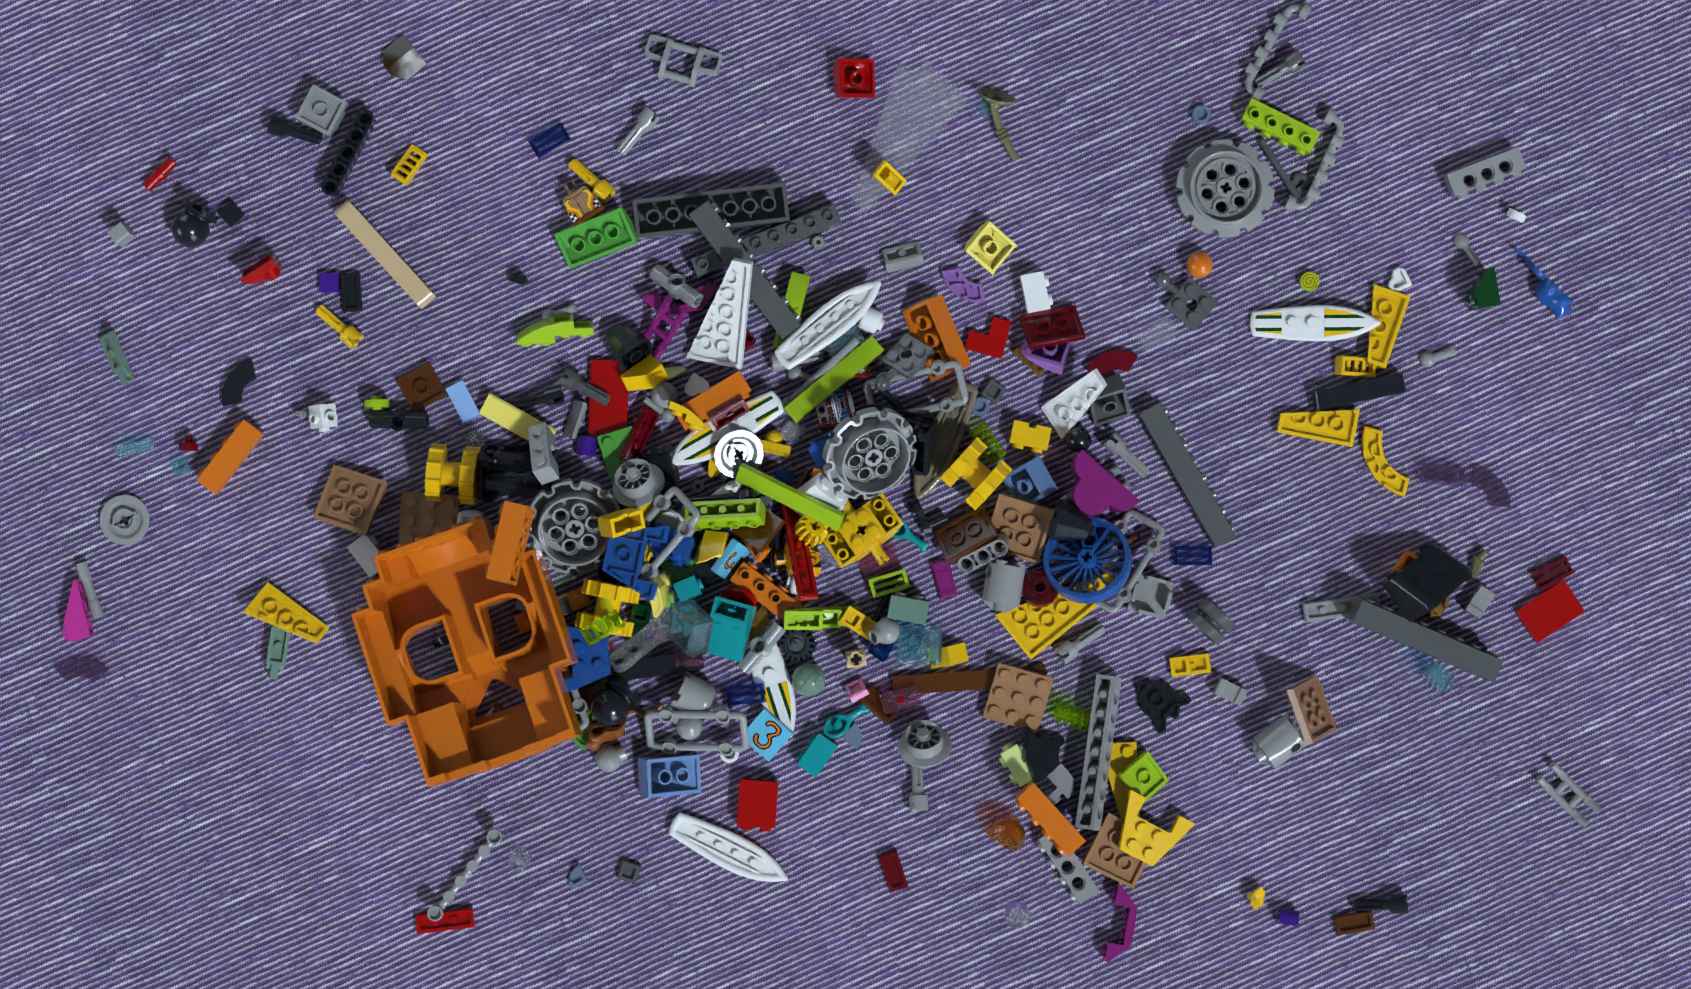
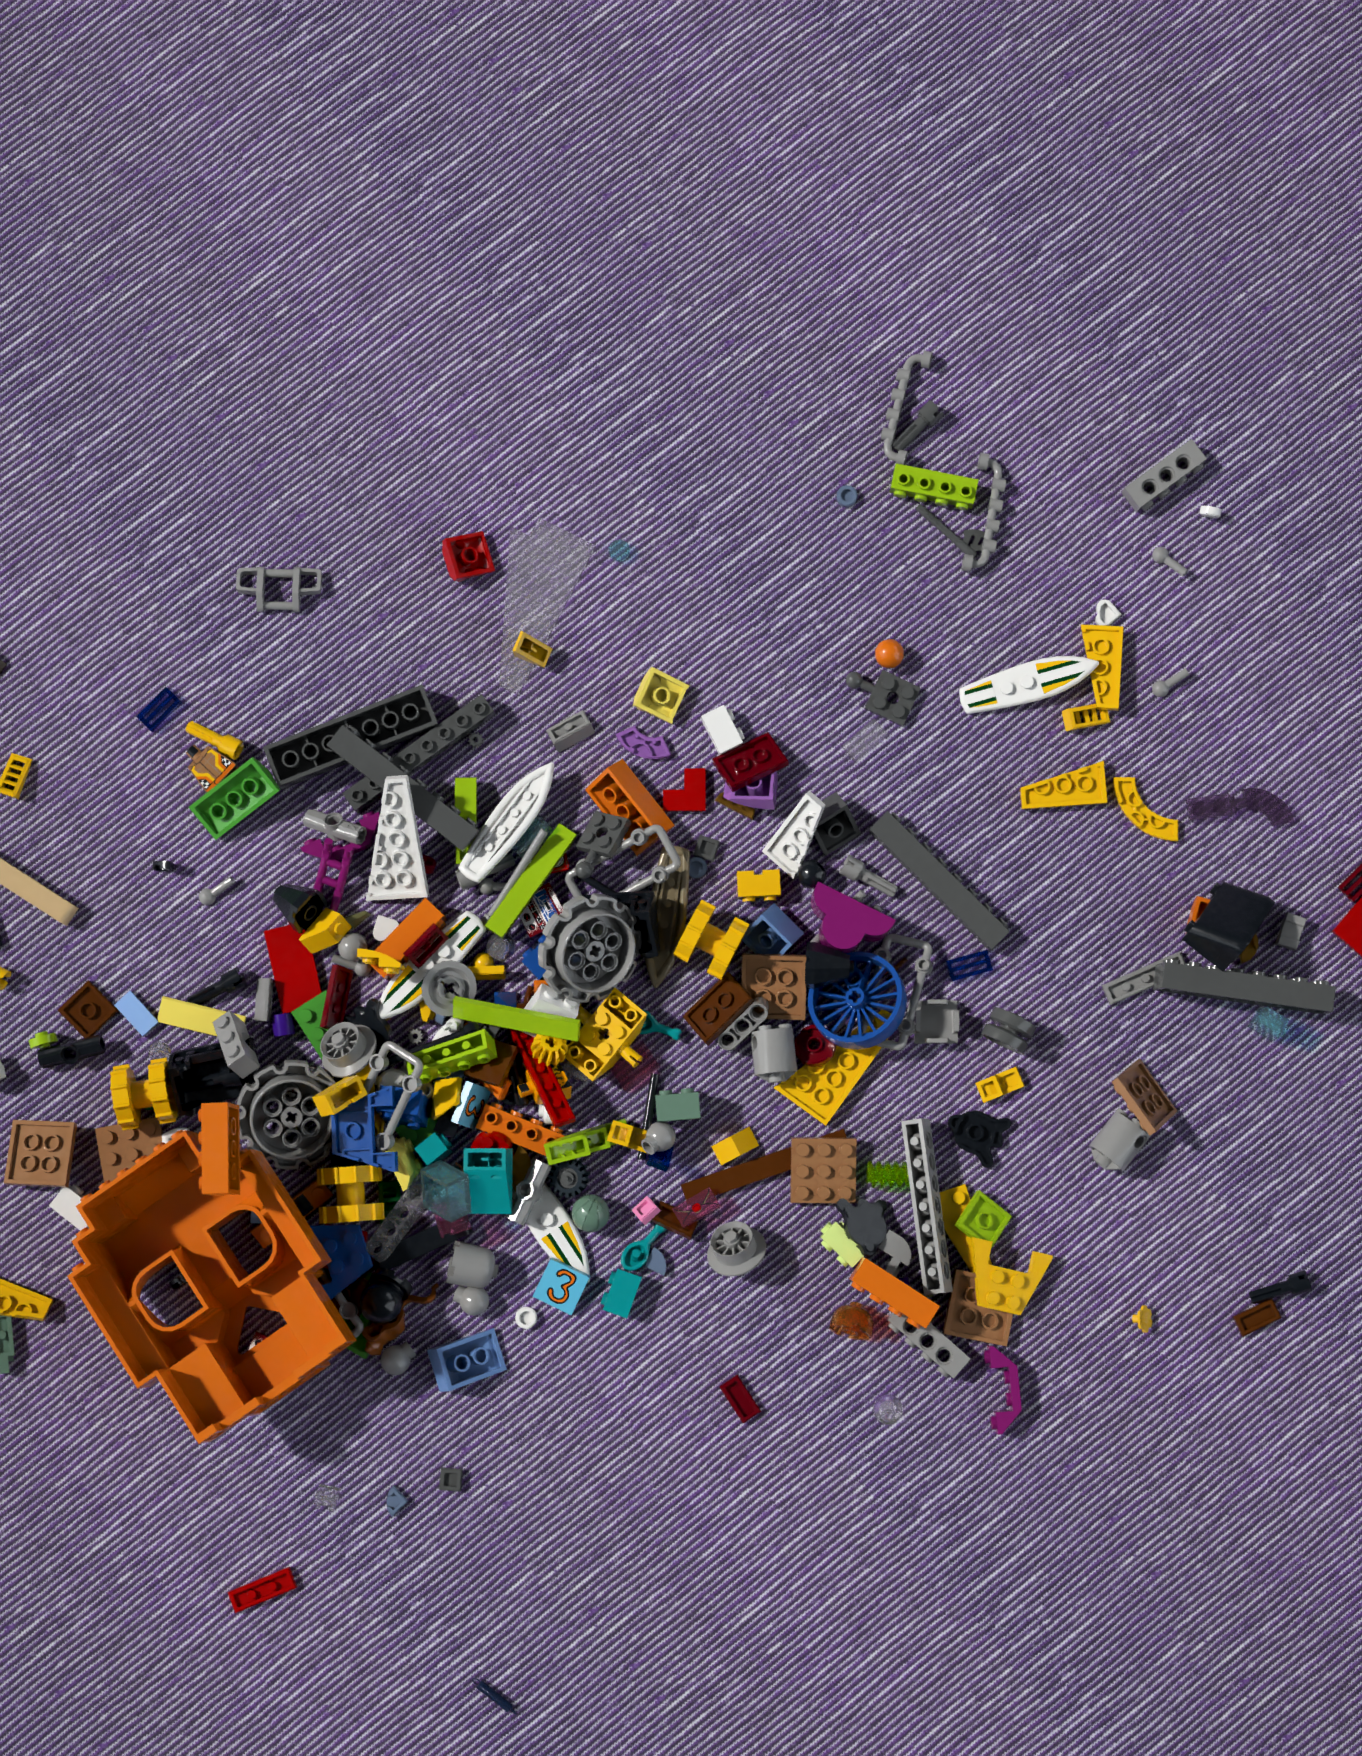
camera: 15 degrees left, 5 degrees down
(436, 912) = (249, 1582): light grey bar -> none
(546, 330) = (207, 912): lime slope -> none
(576, 383) = (254, 960): dark grey piece -> none
(616, 619) = (361, 1202): clear neon green slope -> none
(646, 120) = (256, 660): light grey piece -> none
(670, 745) = (459, 1327): light grey bar -> none
(726, 849) = (550, 1424): white piece -> none
(757, 804) = (571, 1365): red brick -> none
(762, 692) = (544, 1241): clear blue tile -> none
(856, 658) = (635, 1175): tan piece -> none
(871, 321) = (554, 807): white head -> none
(904, 578) = (634, 1094): lime tile -> none
(918, 800) = (745, 1311): light grey piece -> none
(919, 645) = (701, 1142): clear light blue brick -> none
(926, 525) = (674, 1011): black piece -> none
(943, 578) = (707, 1064): magenta tile -> none
(979, 428) = (719, 899): clear neon green slope -> none
(995, 99) = (624, 539): olive dish -> none
(1069, 649) = (865, 1103): light grey piece -> none
(1112, 361) = (826, 780): dark red tile -> none
(1230, 691) = (1050, 1101): light grey piece -> none
(1246, 166) = (909, 536): light grey piece -> none
(1287, 917) = (1183, 1330): dark purple brick -> none
(1309, 281) = (1011, 640): lime tile -> none
(1358, 392) = (1097, 742): black beam -> none
(1478, 562) = (1277, 889): olive bar -> none
(1484, 291) = (1200, 600): dark green slope -> none
(1547, 291) = (1268, 583): blue animal -> none

